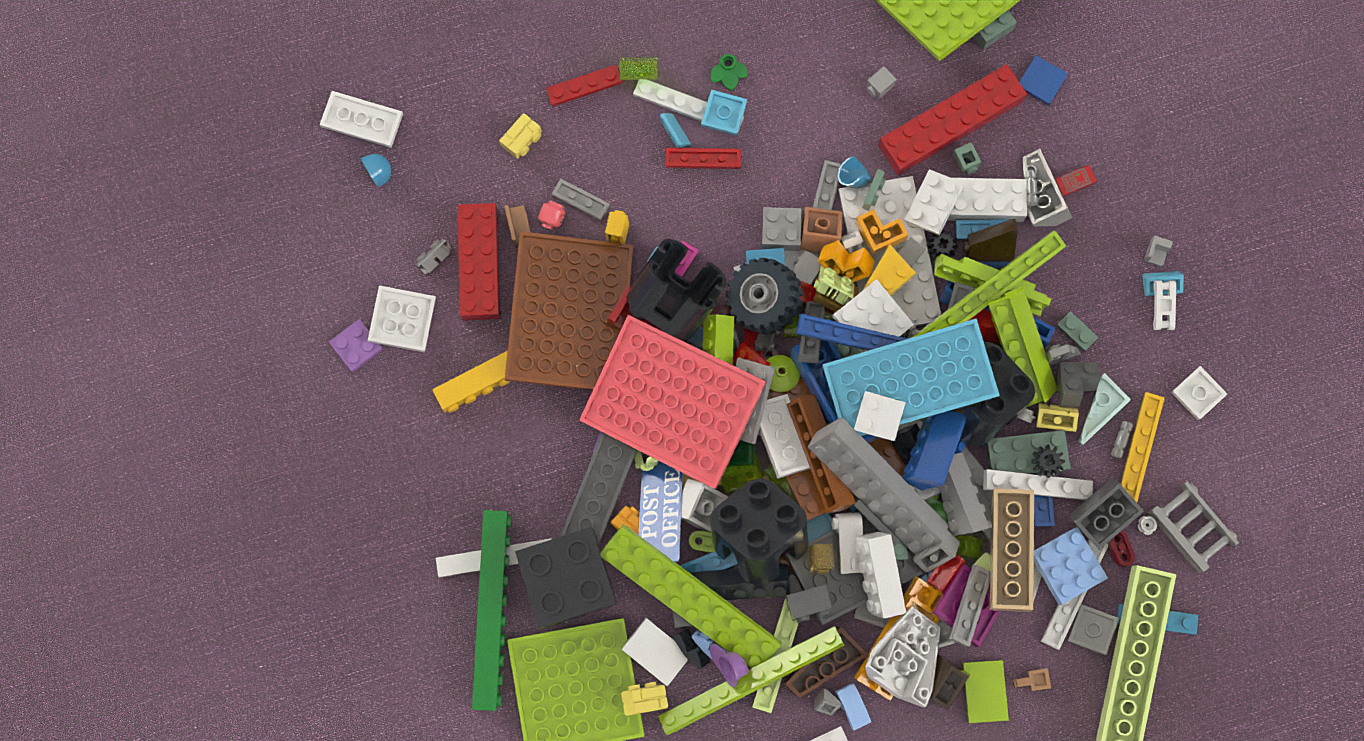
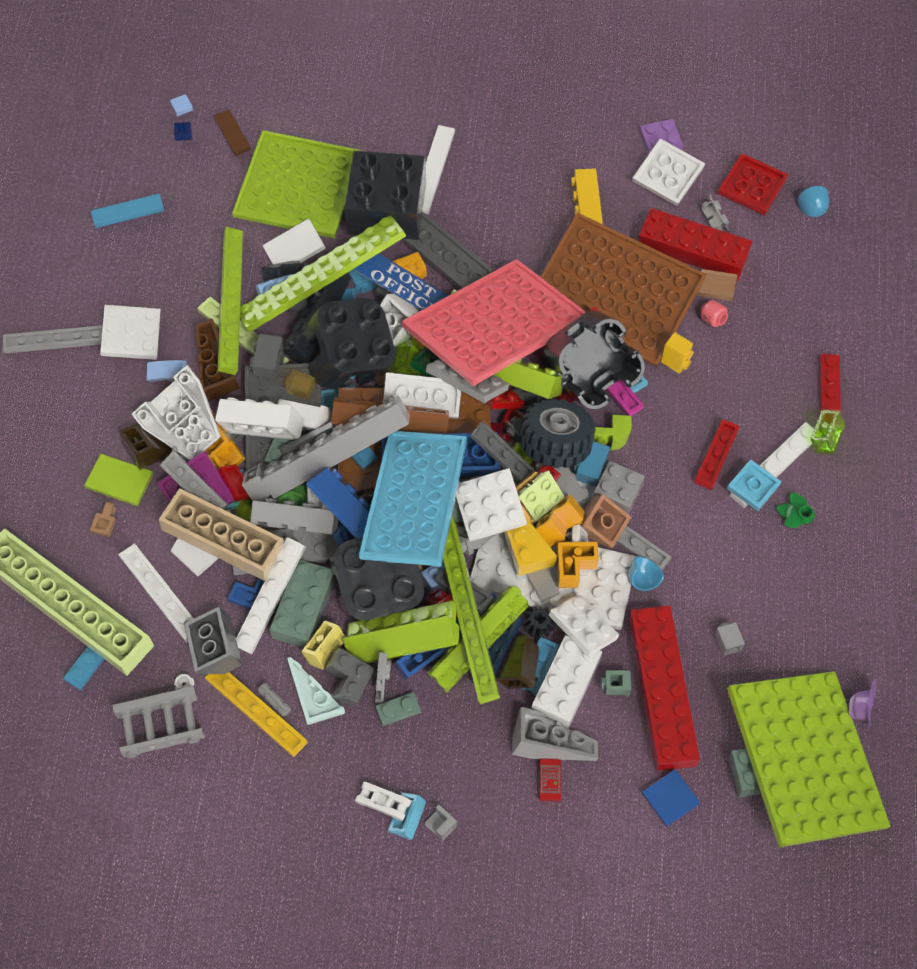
camera: 110 degrees right, 15 degrees down
(361, 119) = (865, 207): white plate -> none
(378, 233) = (753, 184): none -> red plate
(490, 610) = (377, 139): green brick -> none
(520, 136) = (799, 317): light yellow brick -> none
(580, 199) = (719, 344): light grey tile -> none
(645, 699) = (260, 220): light yellow brick -> none
(674, 130) = (754, 441): medium azure slope -> none
(721, 251) = (617, 434): none -> lime brick
(729, 663) = (250, 286): medium lavender piece -> none
(786, 381) = (478, 414): lime dish -> none
(826, 702) = (181, 351): light grey slope -> none
(843, 333) = (482, 471): blue tile -> none
(878, 183) = (624, 582): sand green plate -> none
(879, 416) = (395, 454): white slope -> none
(1027, 415) = (341, 620): white plate -> none
(1031, 188) = (559, 724): light grey axle -> none
(1040, 460) = (279, 609): black gear -> none
(1068, 566) = (183, 587): light blue plate -> none
(1093, 629) = (119, 590): light grey tile -> none
(1123, 548) = (176, 650): dark red plate -> none
(1199, 393) = (280, 792): white plate -> none

